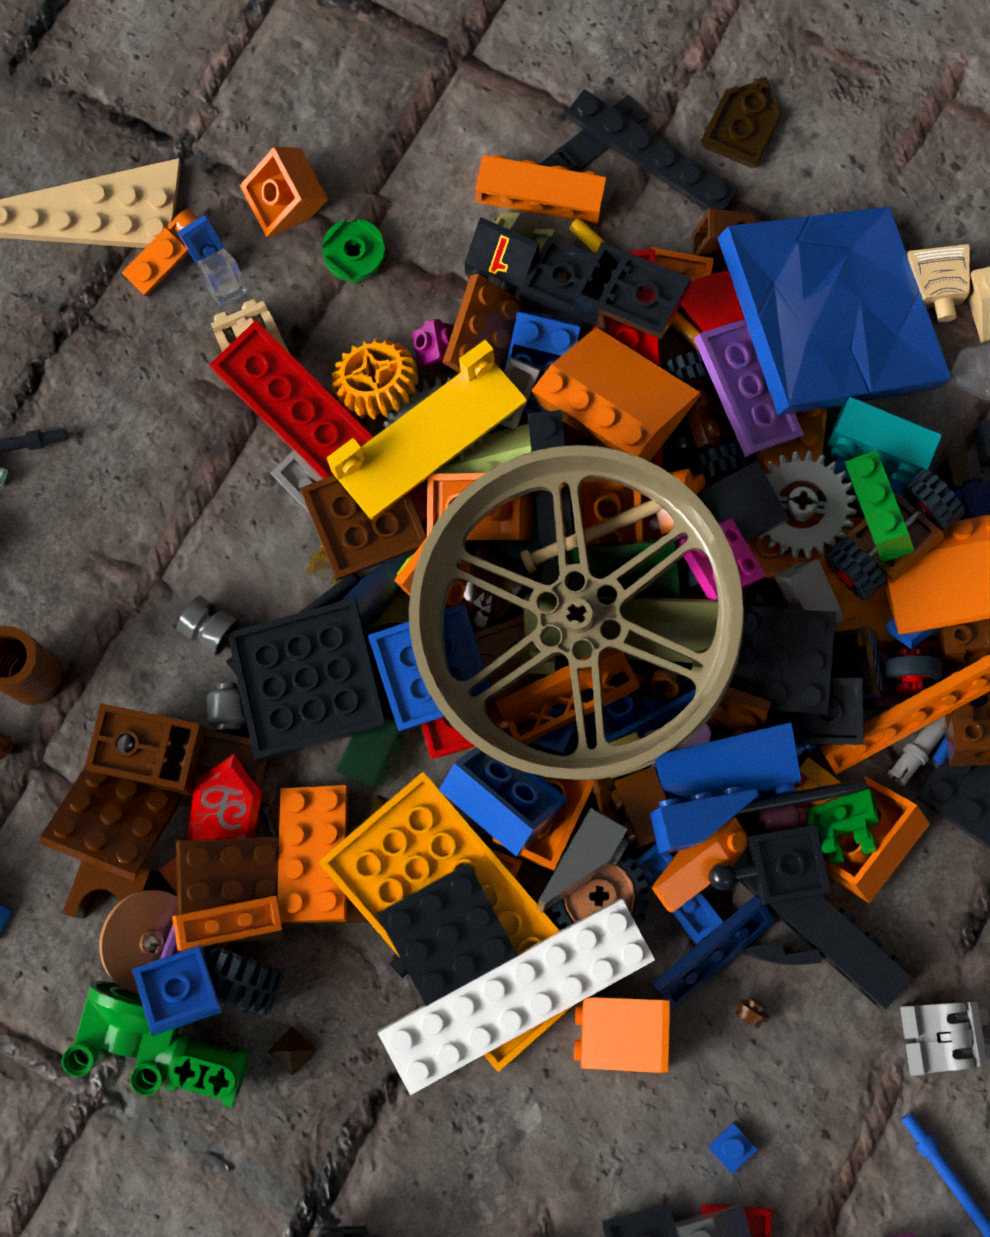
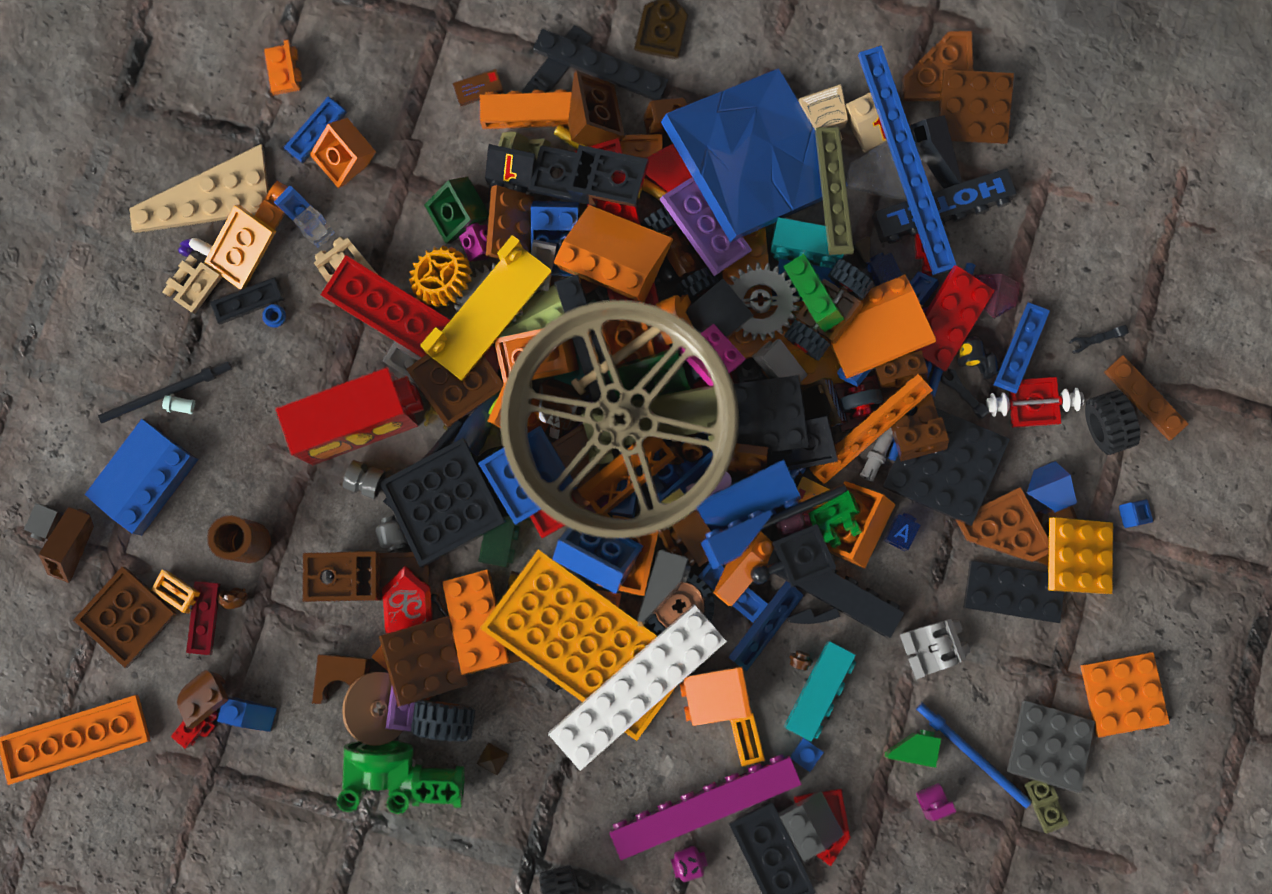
camera: 10 degrees left, 5 degrees up
(48, 323) = (196, 287): none -> tan plate
(59, 267) = (194, 244): none -> arm
(110, 356) = (247, 300): none -> black tile
(110, 822) = (330, 633): reddish brown plate -> none
(118, 282) = (239, 247): none -> plate
(137, 375) = (271, 309): none -> blue plate
(176, 990) = (404, 738): blue tile -> none
(209, 532) = (349, 416): none -> red brick
(227, 923) = (427, 684): orange plate -> none
(231, 69) = (282, 68): none -> orange bracket
(239, 163) = (307, 136): none -> blue tile
(353, 233) = (400, 172): green plate -> none
(415, 294) = (456, 208): none -> dark green slope
(446, 934) = (580, 656): black plate -> none
(470, 146) = (471, 88): none -> reddish brown tile
(574, 1188) = (704, 807): none -> magenta brick
(629, 207) = (594, 111): none -> reddish brown slope
(654, 1137) = (751, 760): none -> light orange tile
(770, 1061) = (819, 691): none -> teal brick
(892, 1176) = (916, 749): none -> green slope
(931, 865) = (902, 531): none -> clear blue brick
(933, 380) = (834, 191): none -> olive tile

